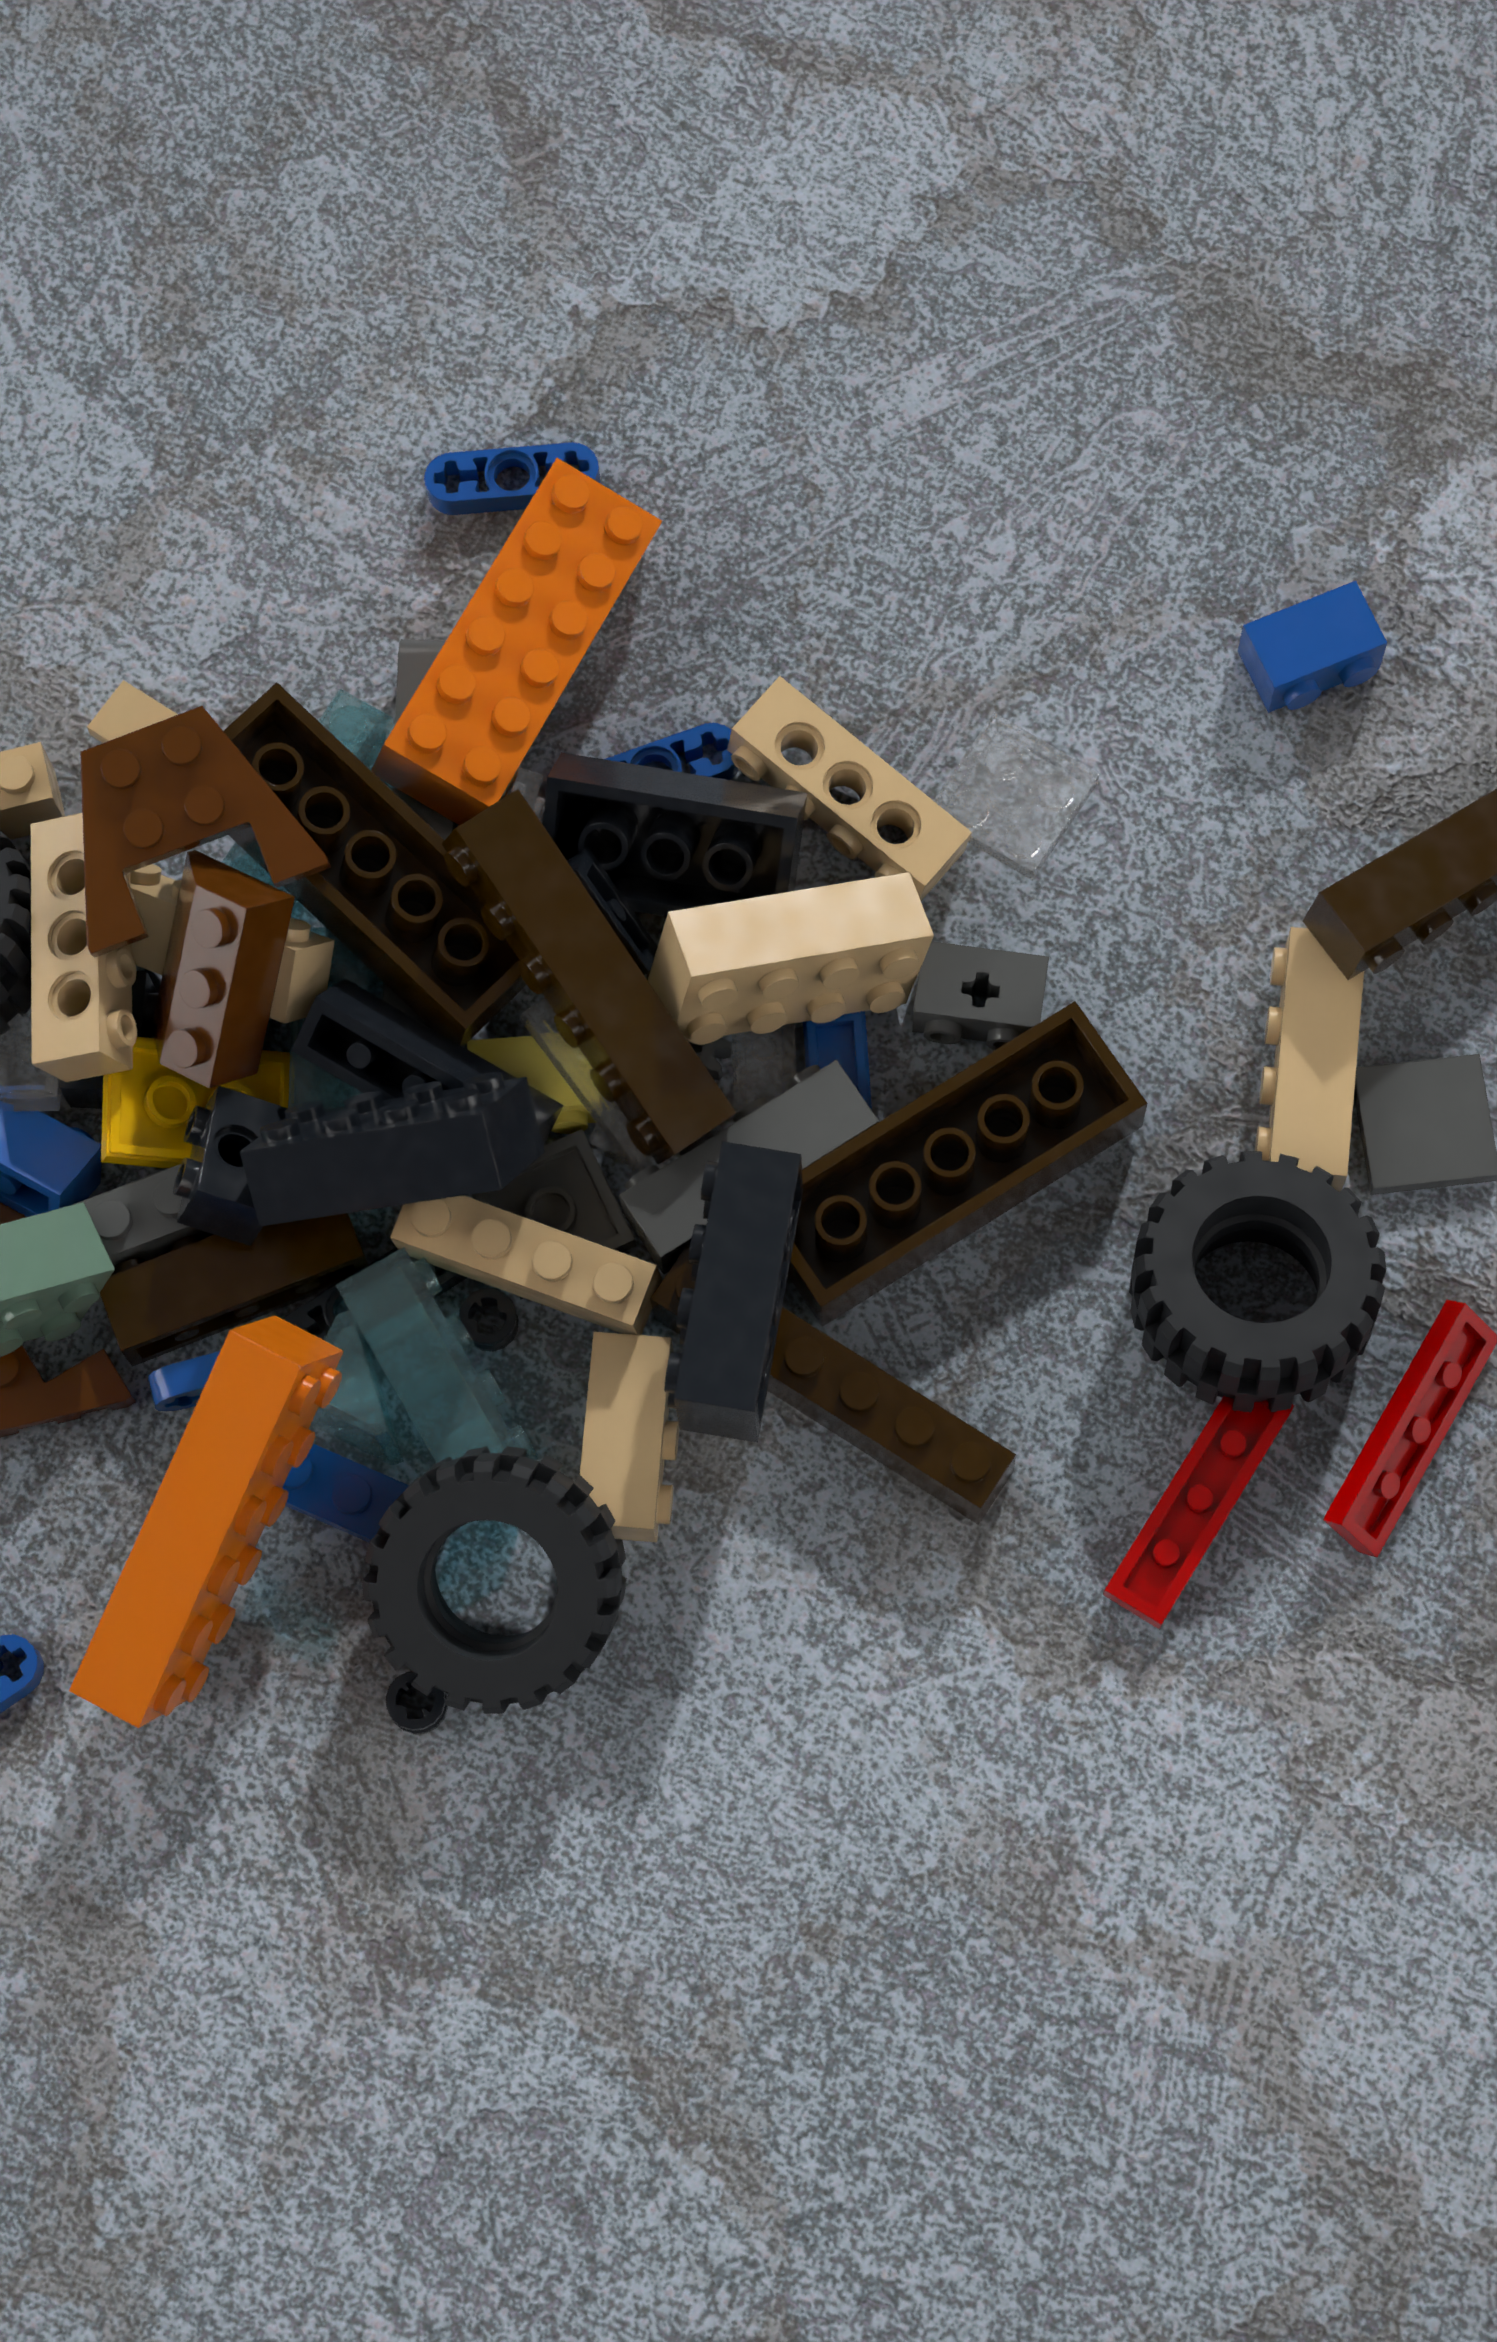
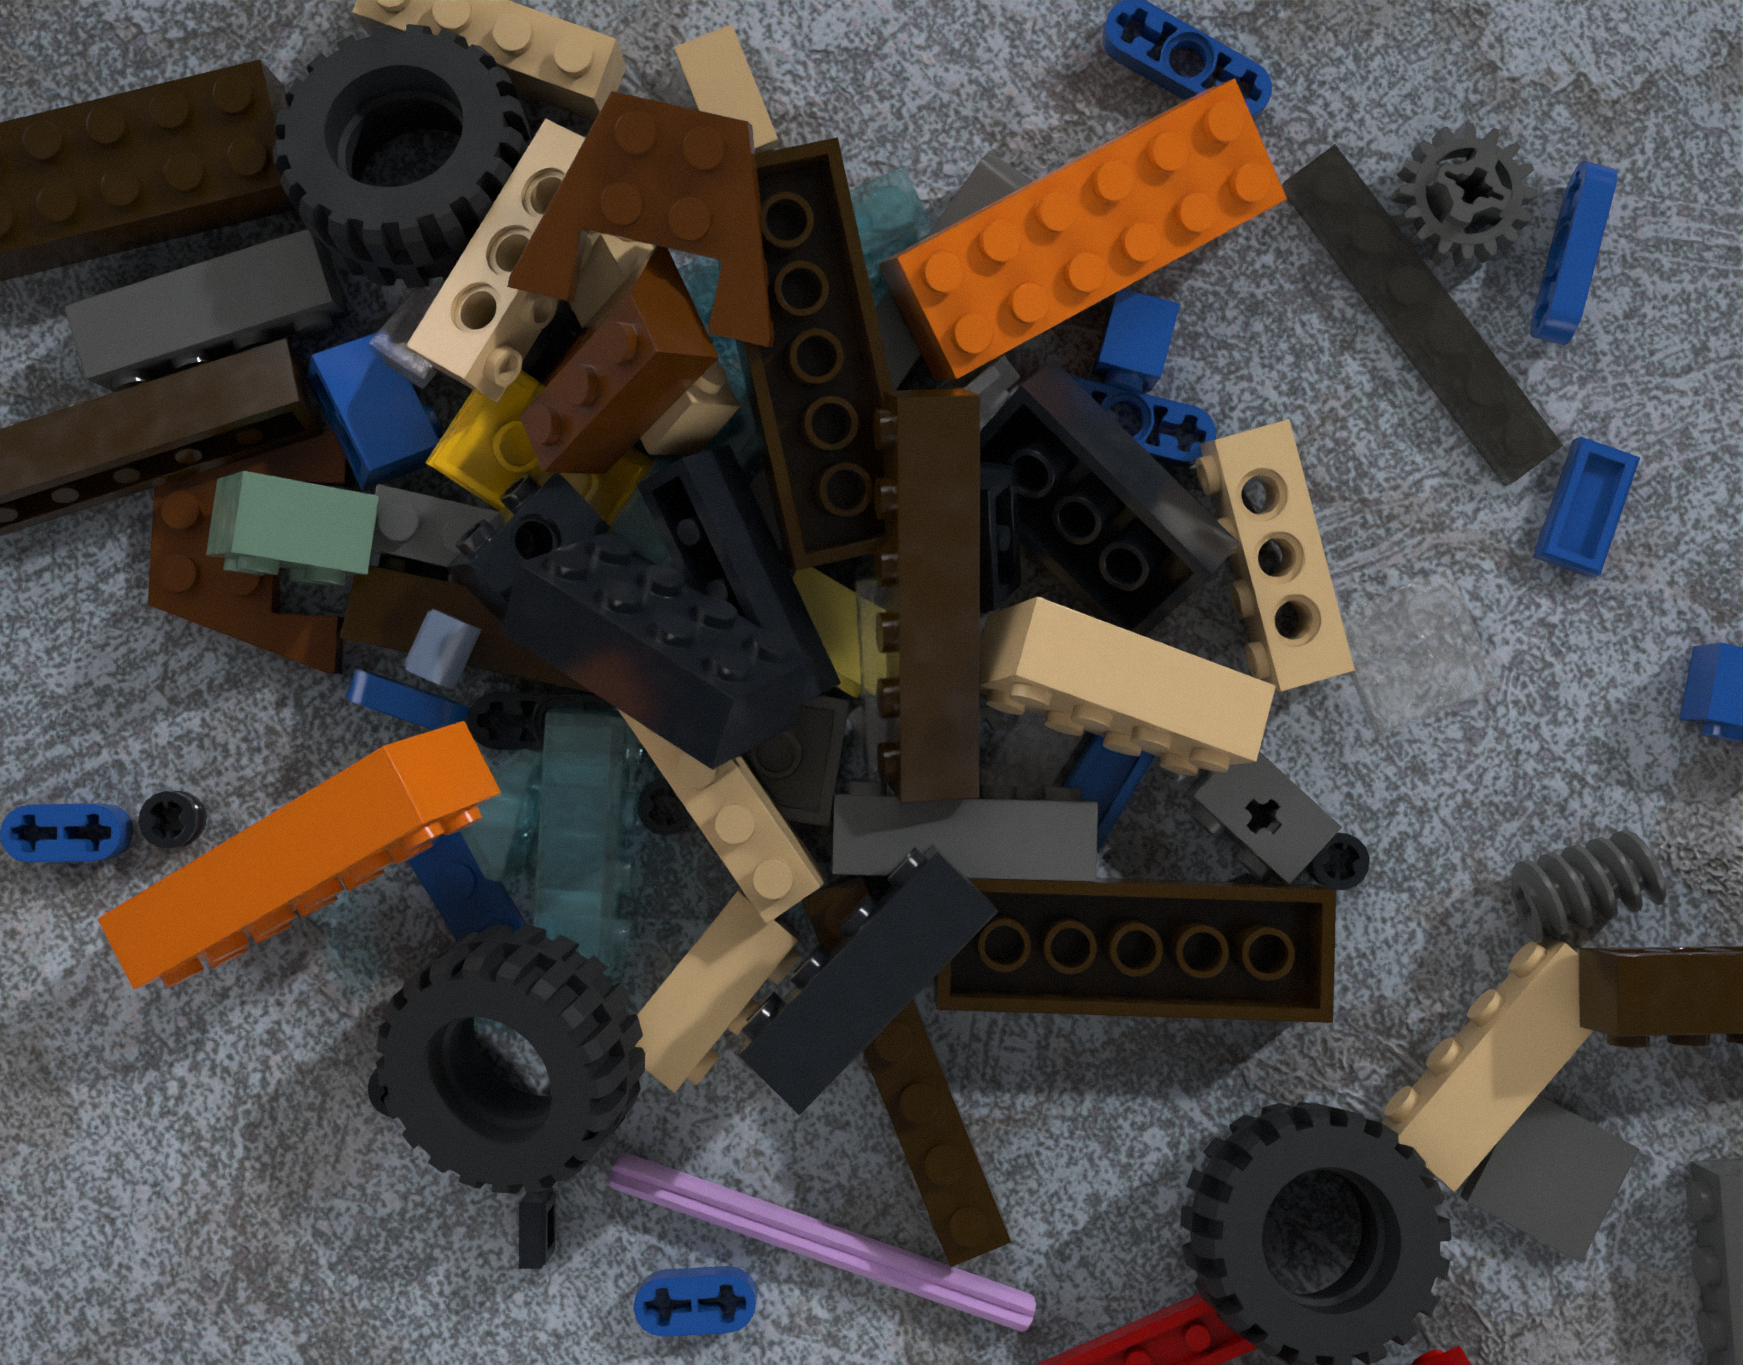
camera: 30 degrees right, 15 degrees up
(84, 1598) = (153, 820): none -> black bush
(216, 1291) = (442, 648): none -> sand blue brick
(615, 1732) = (537, 1228): none -> black tile
(618, 705) = (1135, 340): none -> blue brick
(797, 460) = (1492, 195): none -> dark grey gear
(805, 1721) = (695, 1317): none -> blue beam
(836, 545) = (1420, 316): none -> clear smoke plate
(866, 1585) = (822, 1241): none -> lavender axle
(920, 422) = (1573, 253): none -> blue beam
(1072, 602) = (1586, 507): none -> blue tile
(1075, 975) = (1356, 866): none -> black bush
(1275, 874) = (1585, 879): none -> dark grey piece

